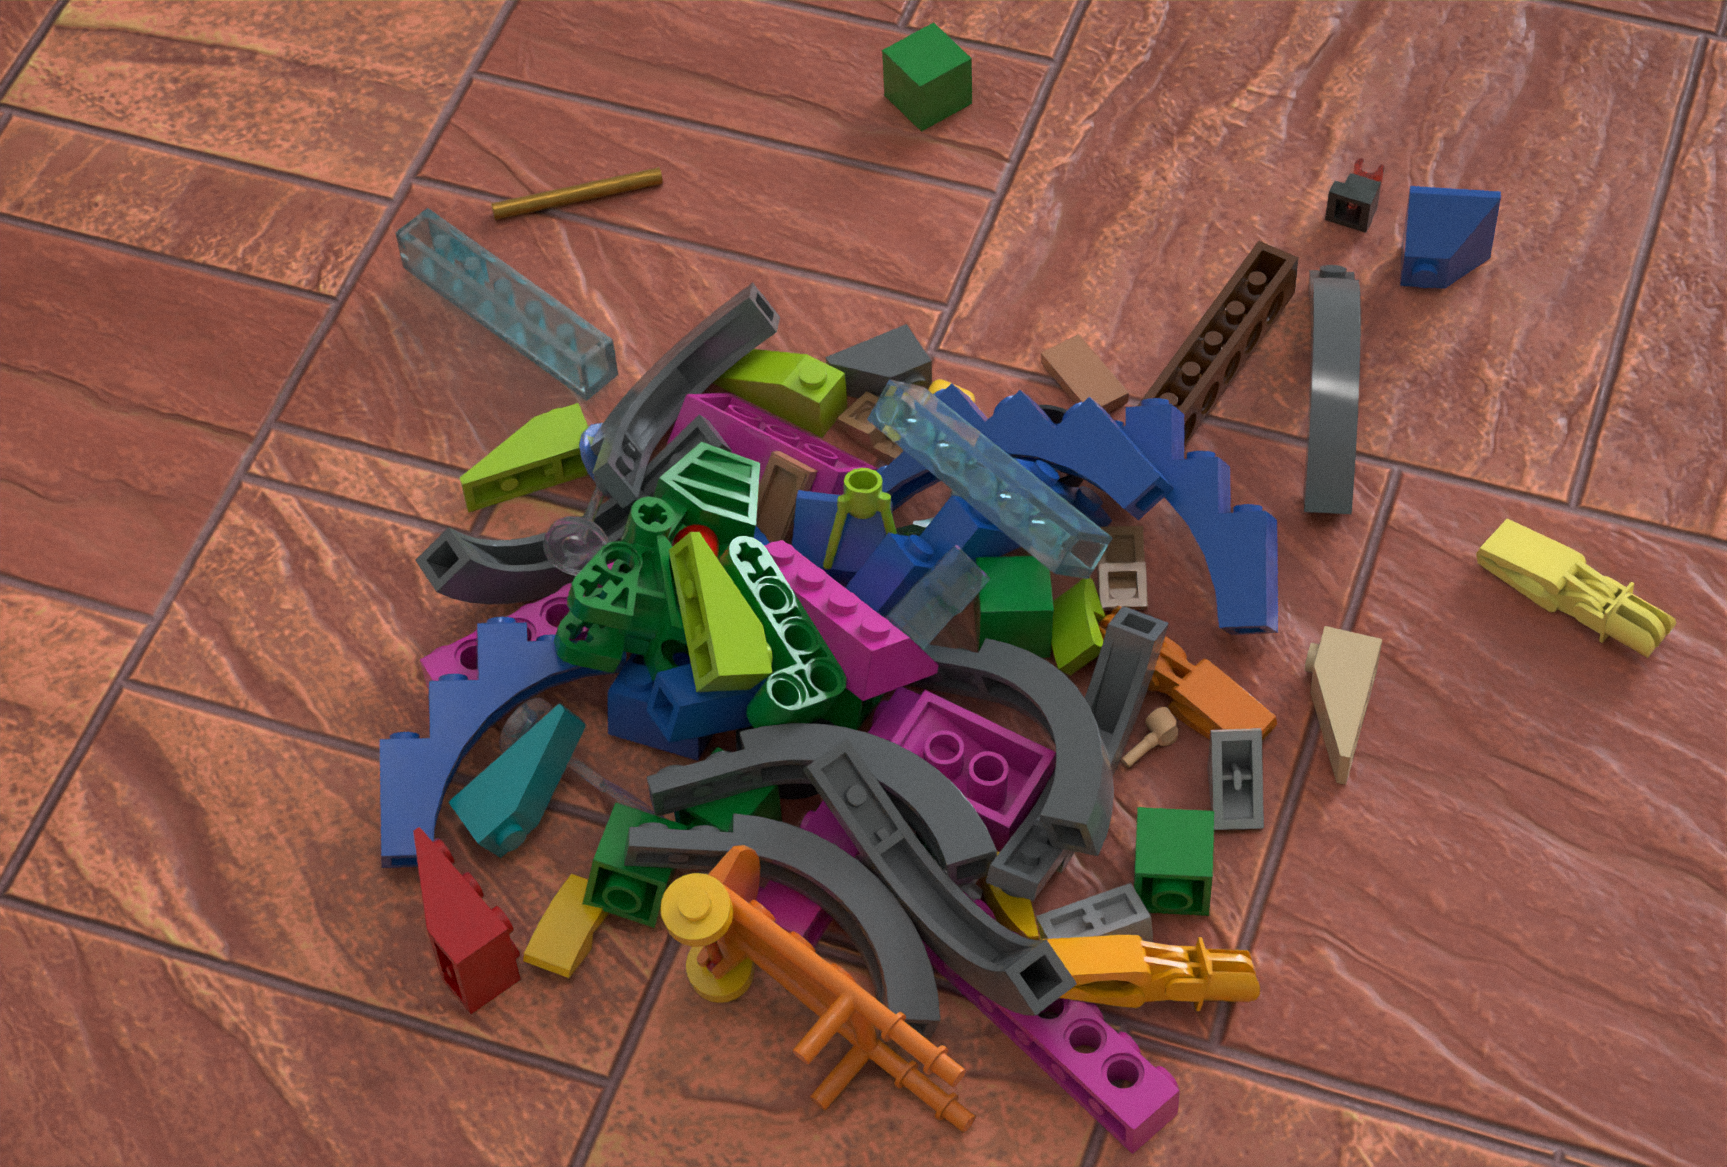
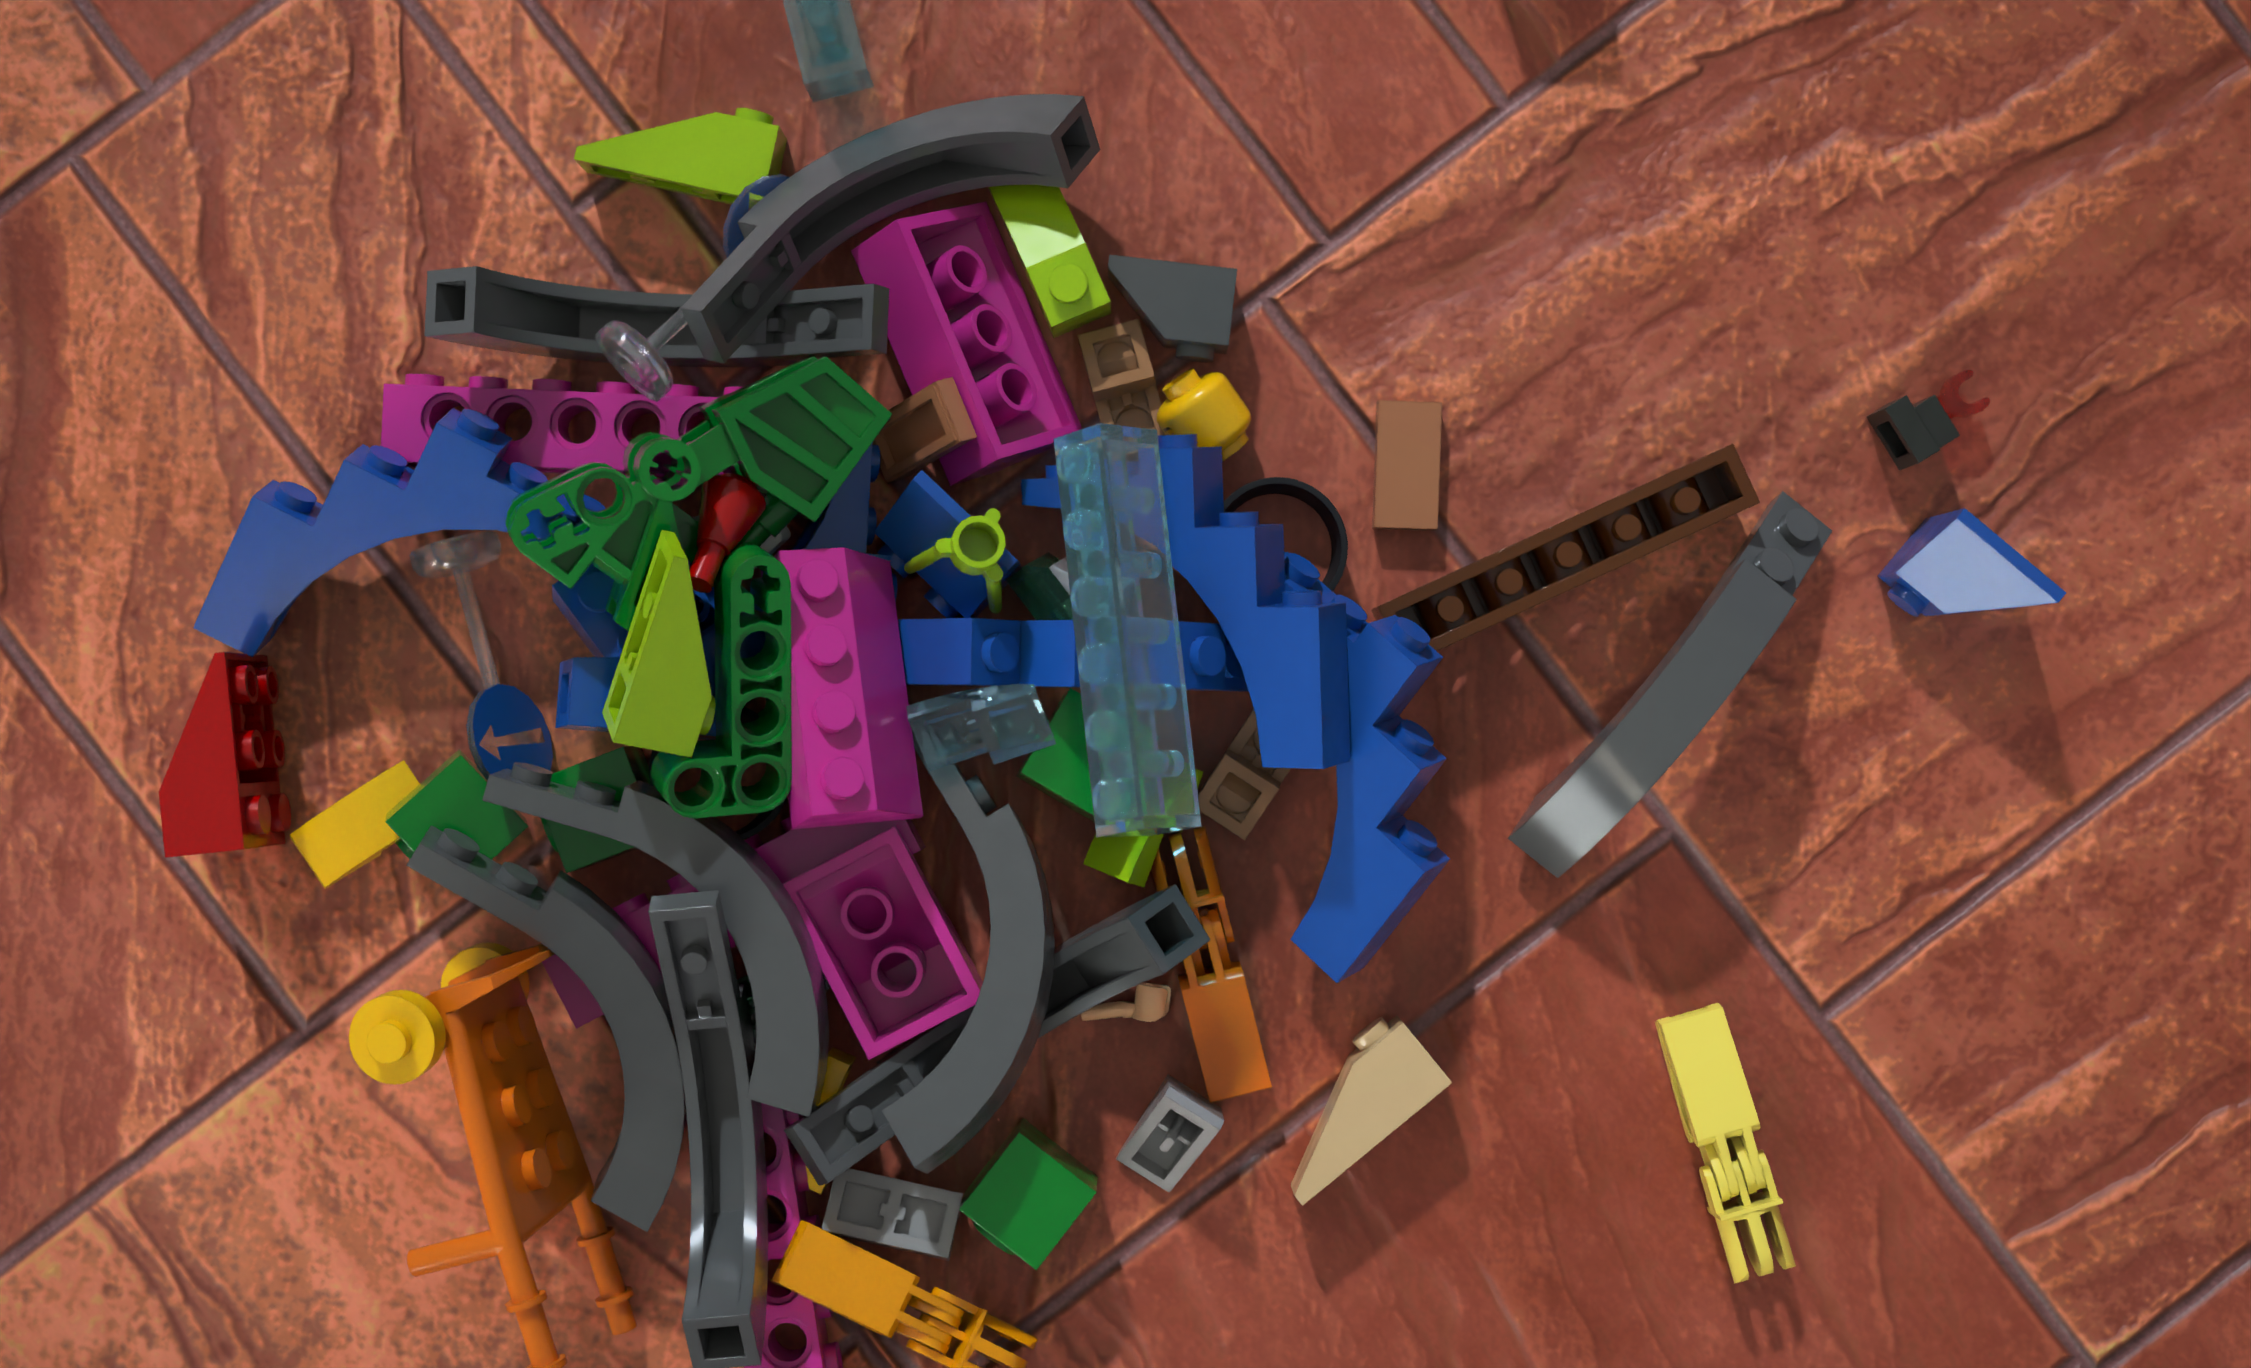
camera: 30 degrees right, 35 degrees up
(517, 787) = (390, 633): teal slope -> none

